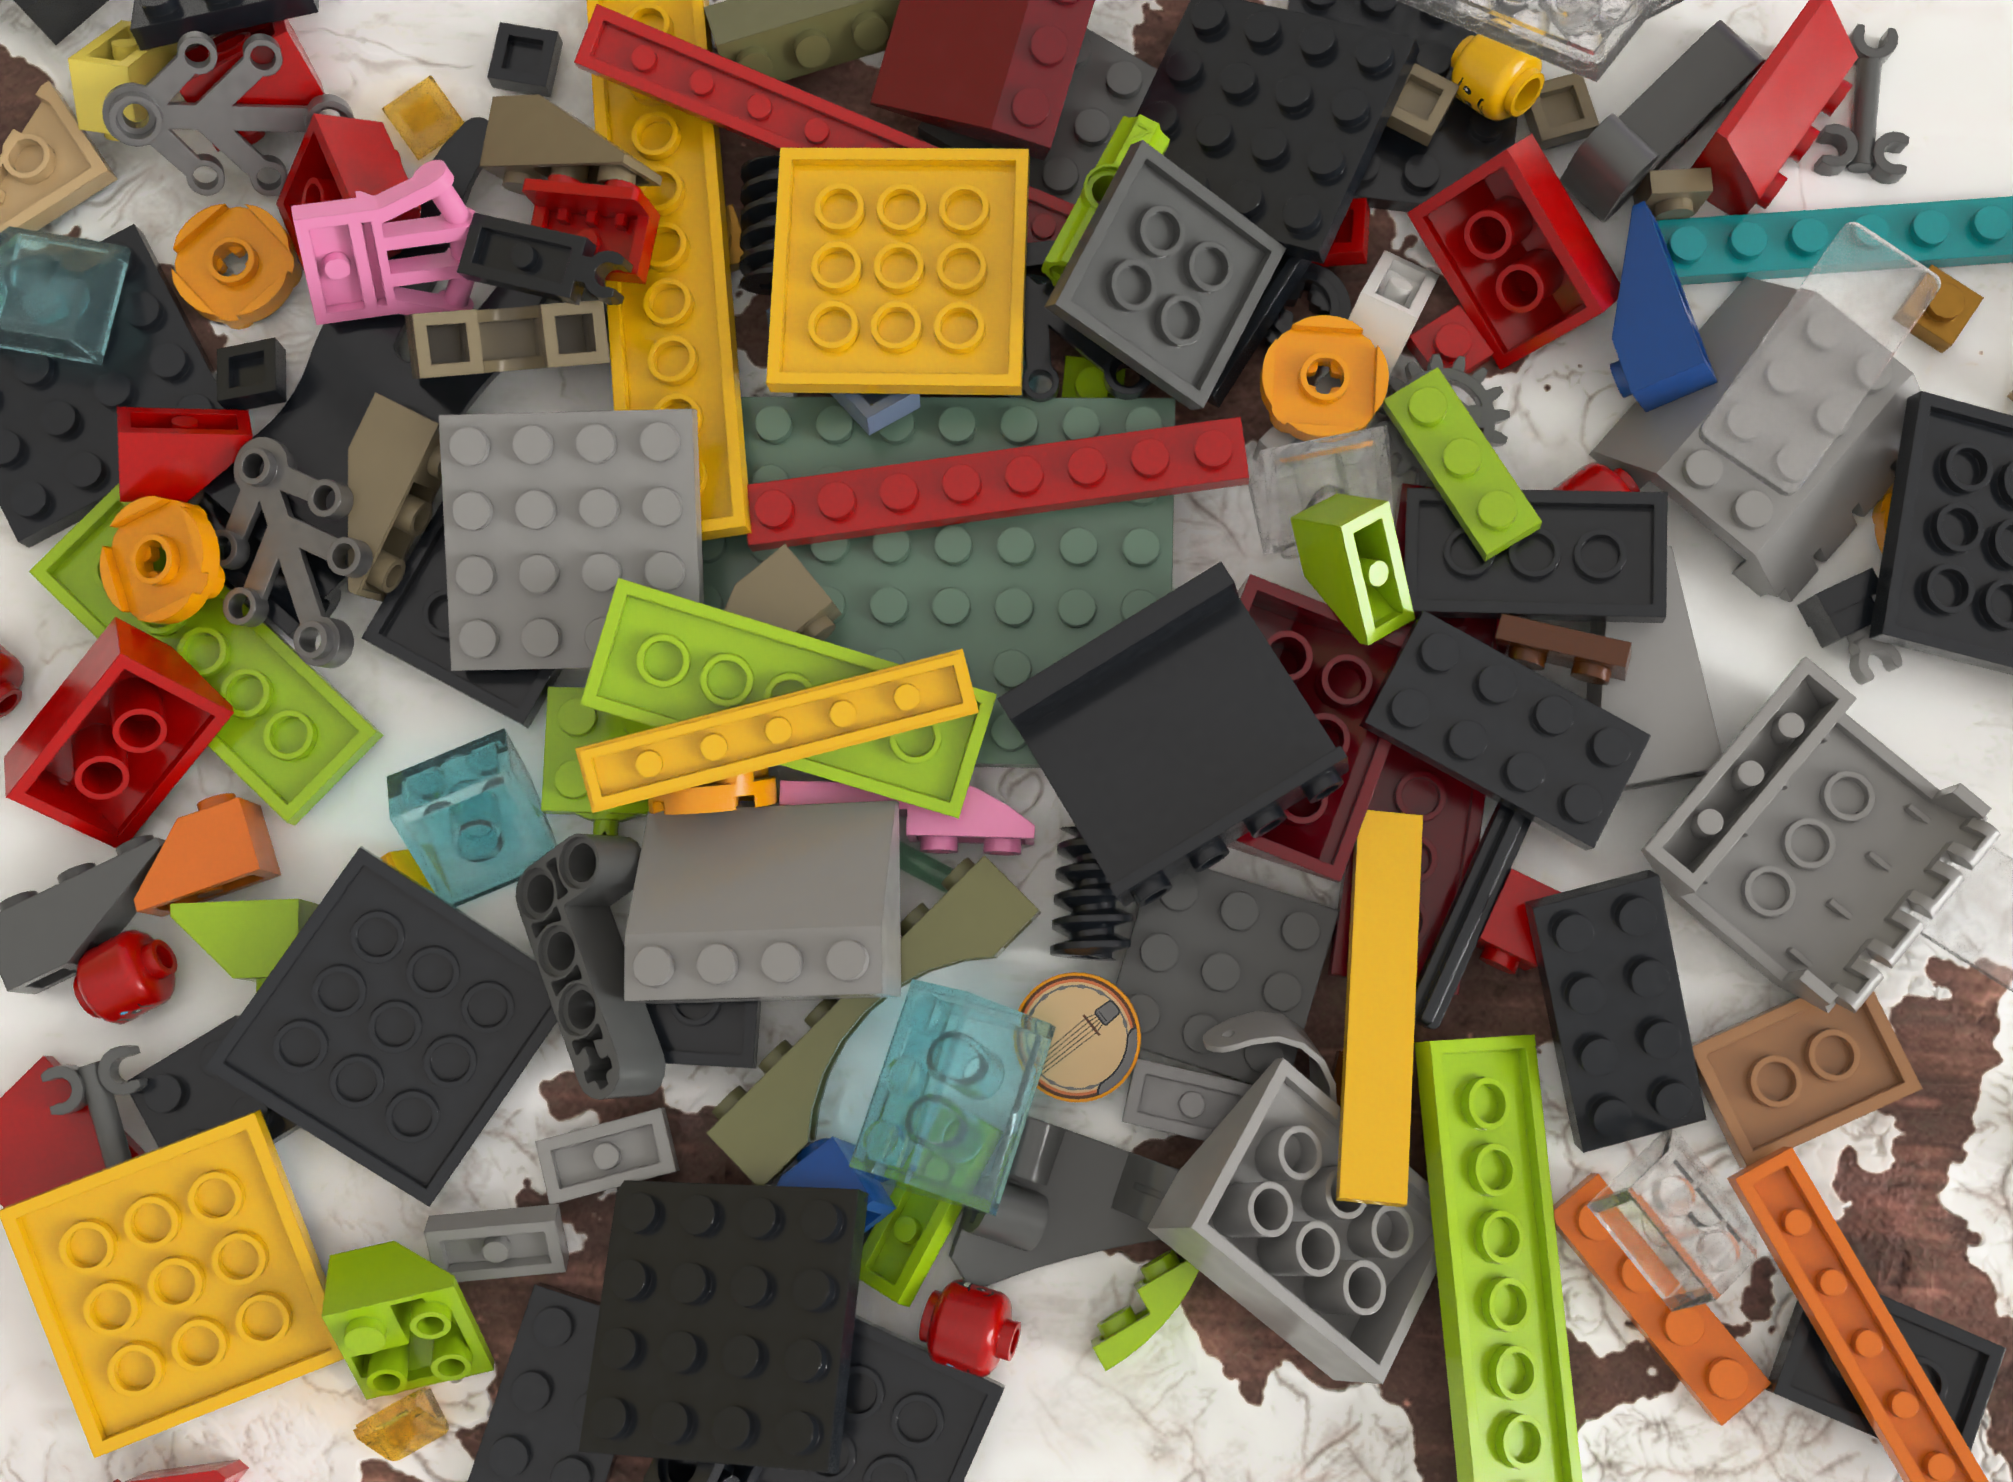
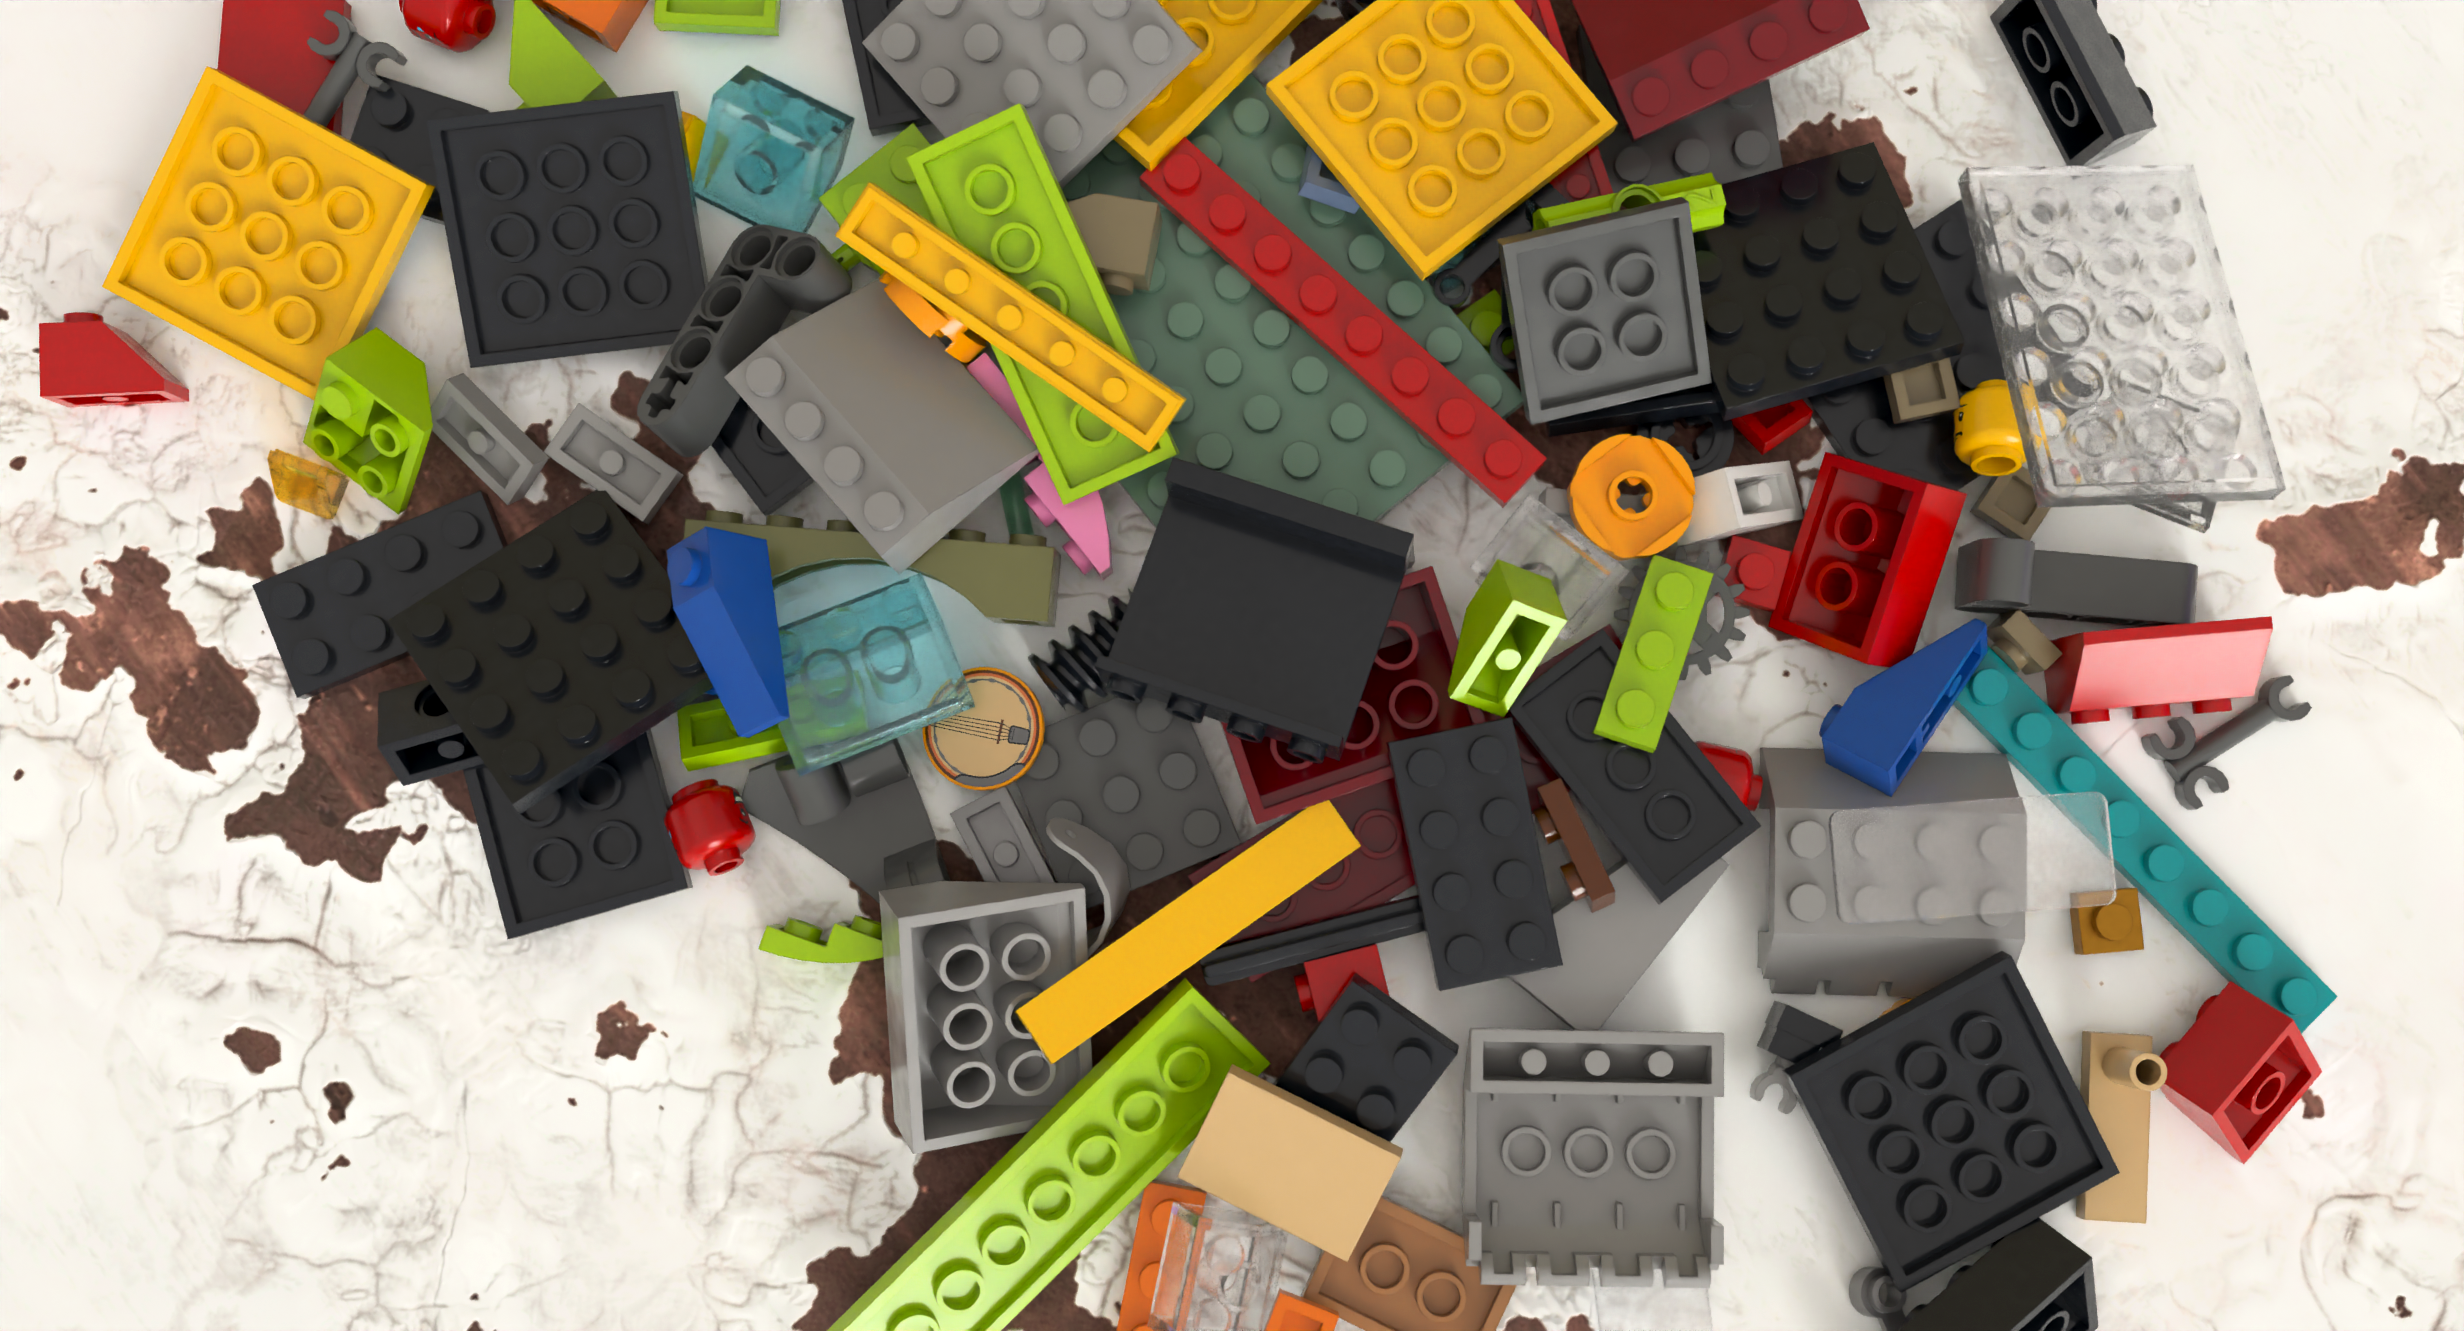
camera: 40 degrees right, 5 degrees up
(830, 1163) = (730, 617): none -> blue slope
(1634, 1083) = (1290, 1163): none -> tan tile

